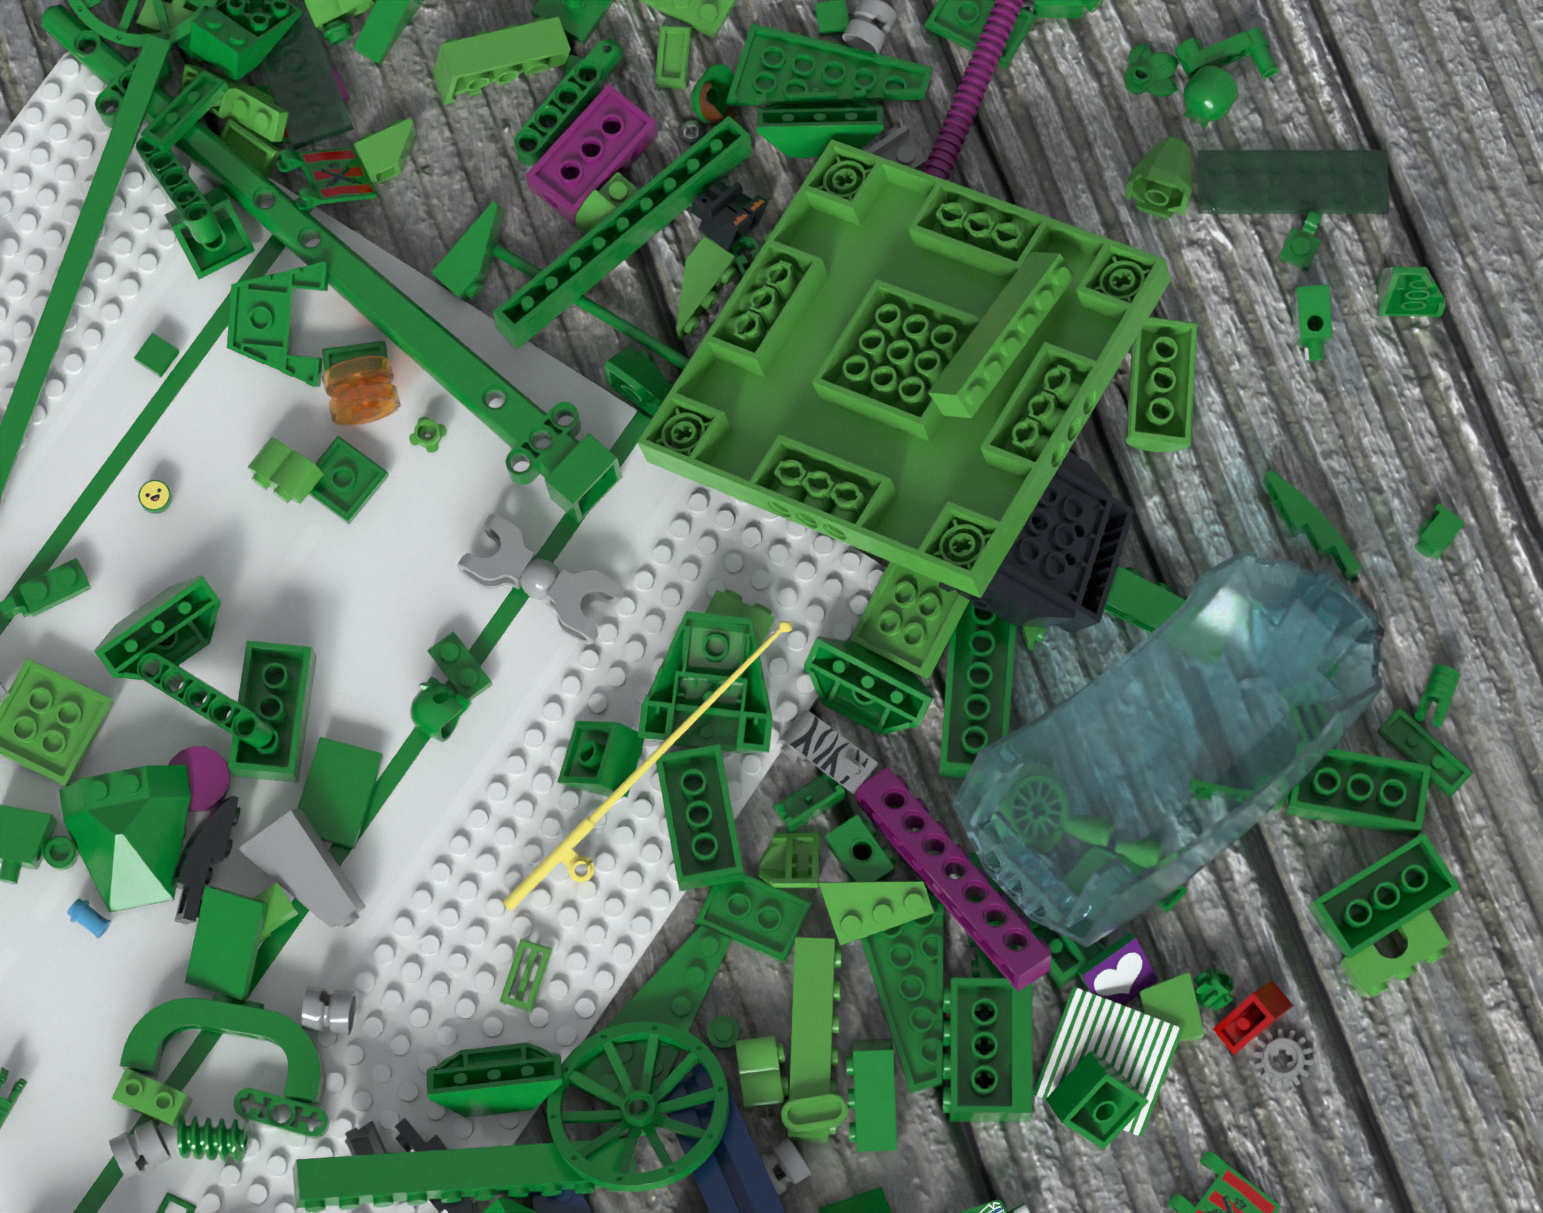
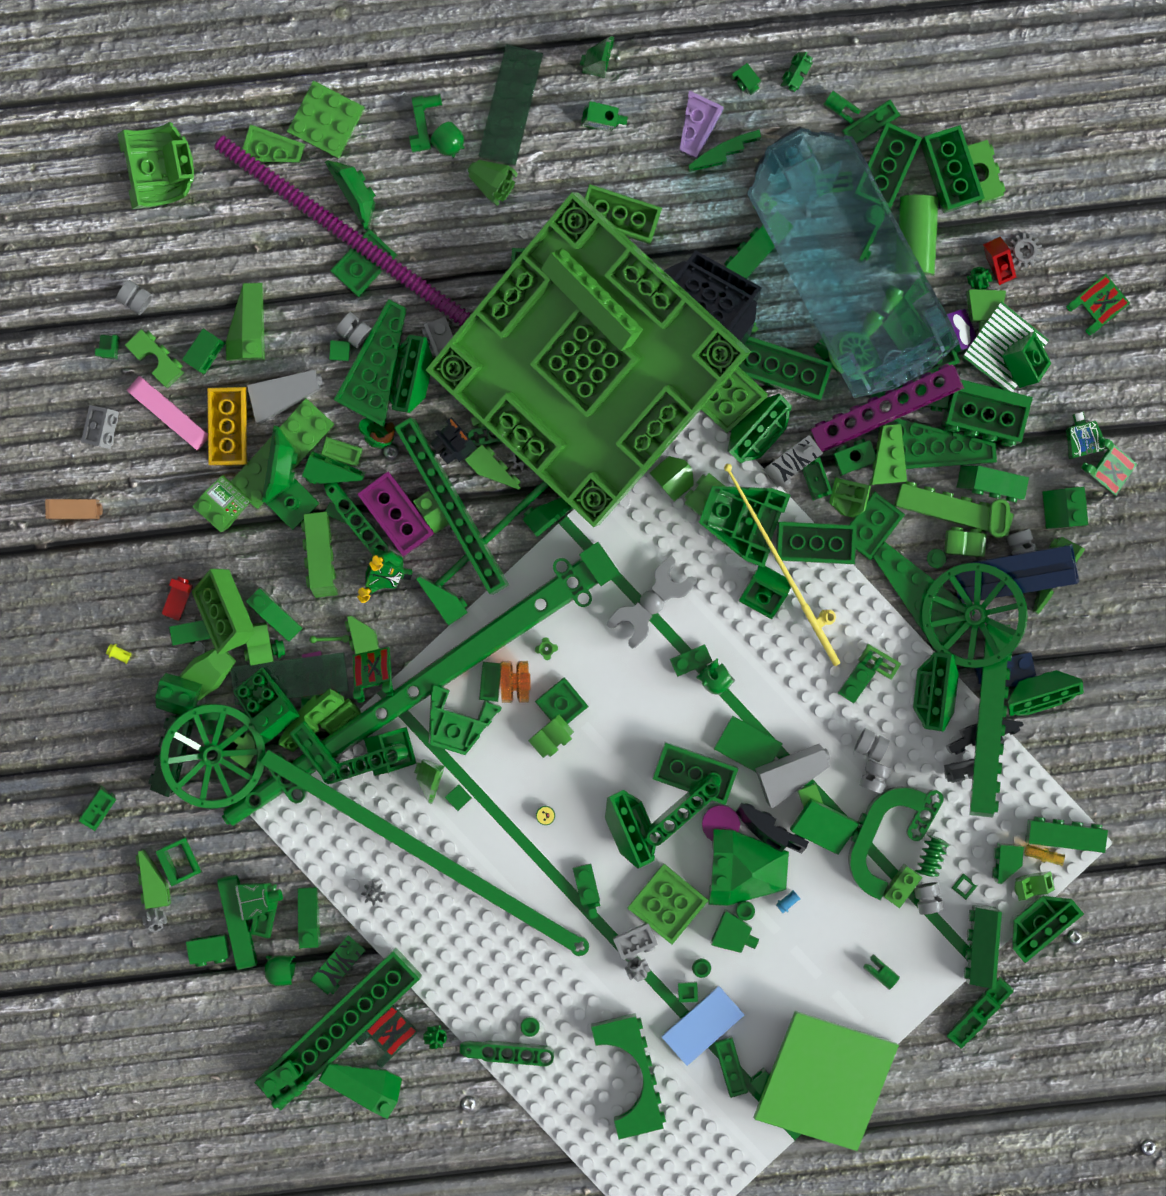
camera: 80 degrees left, 15 degrees up
(174, 299) = (428, 778): none -> bright green wedge
(364, 83) = (345, 638): none -> bright green hinge
(382, 987) = (872, 745): none -> light grey wheel
(489, 946) = (859, 678): none -> green hinge
(492, 154) = (383, 572): none -> green torso
(637, 34) = (327, 470): none -> green slope
(755, 568) = (673, 476): none -> bright green slope
(1153, 69) = (421, 167): green plate -> none
(1264, 873) = (919, 226): none -> bright green brick
(1302, 245) = (551, 110): green plate -> none
(1348, 477) = (699, 123): none -> lavender wing
(1463, 606) = (800, 63): none -> green hinge

